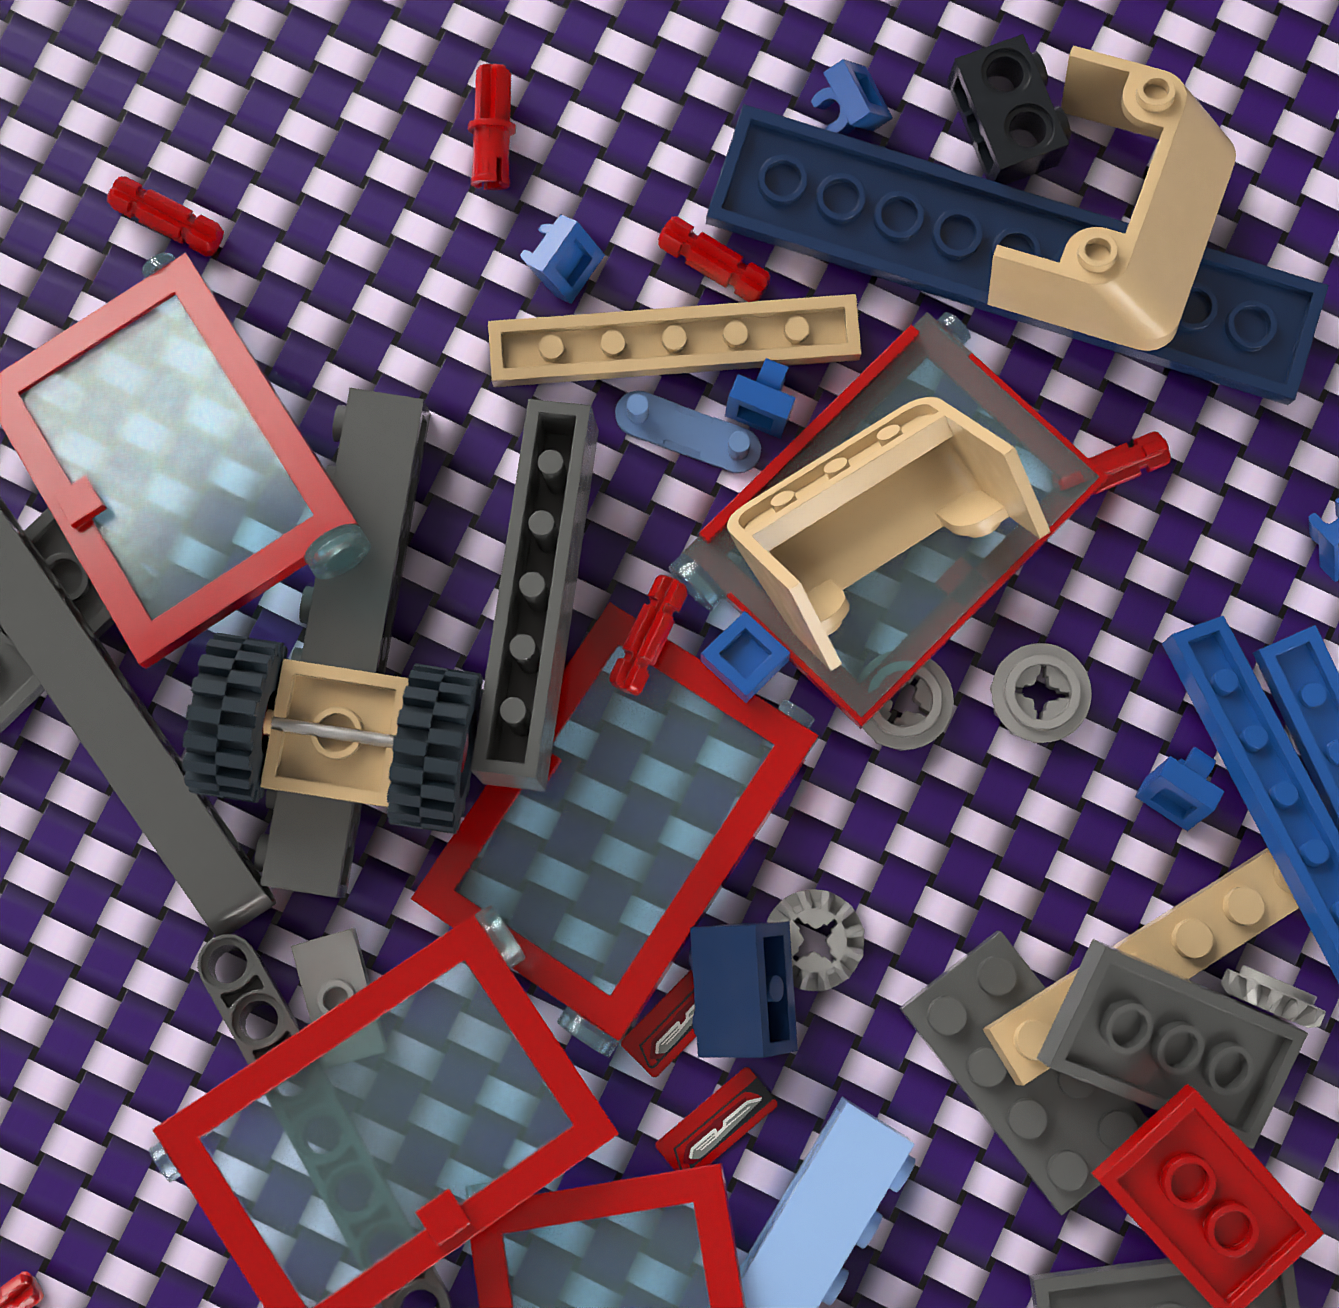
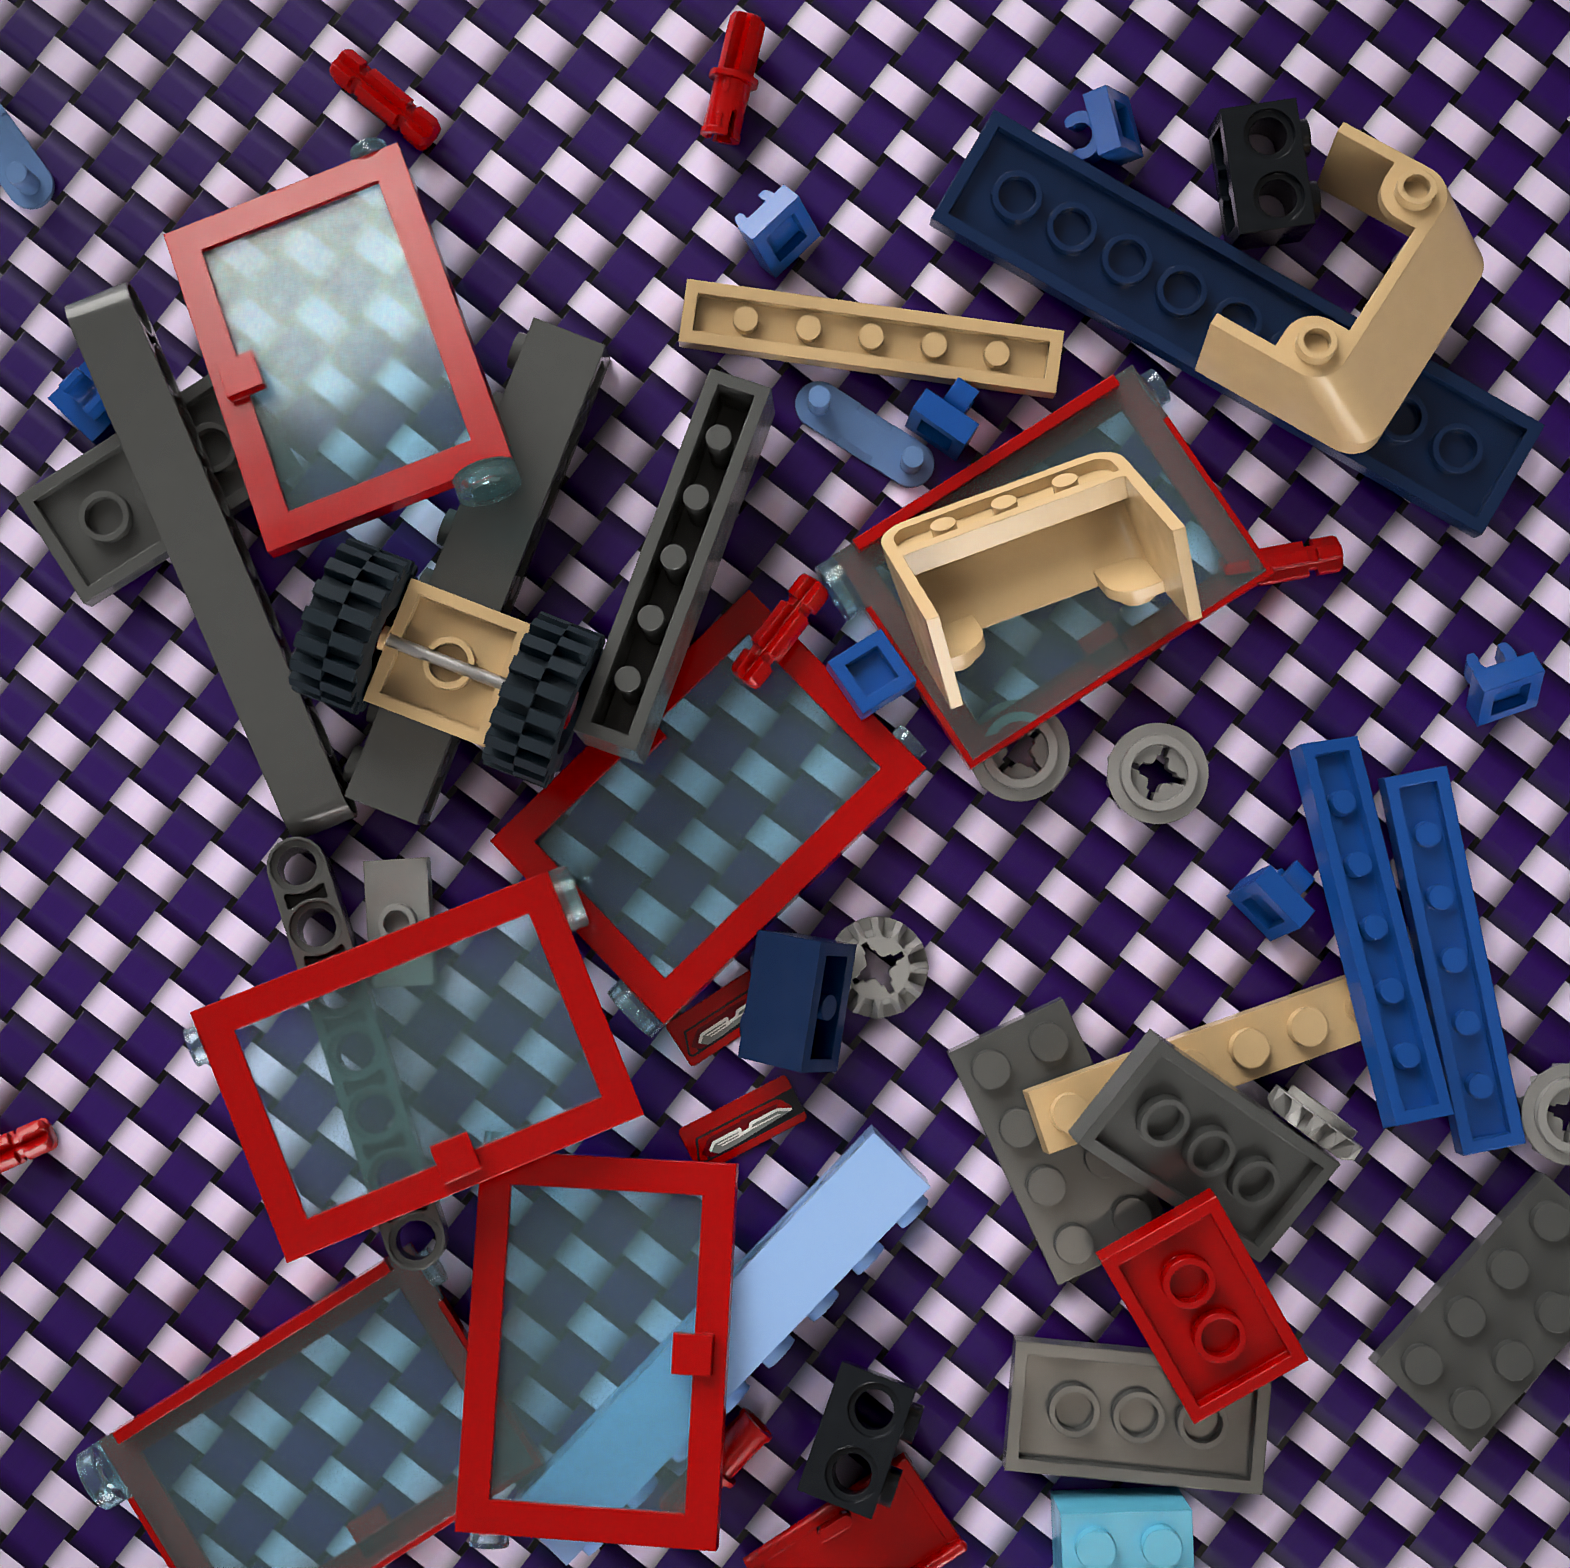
camera: 10 degrees right, 5 degrees up
(714, 259) = (929, 264): red axle -> none

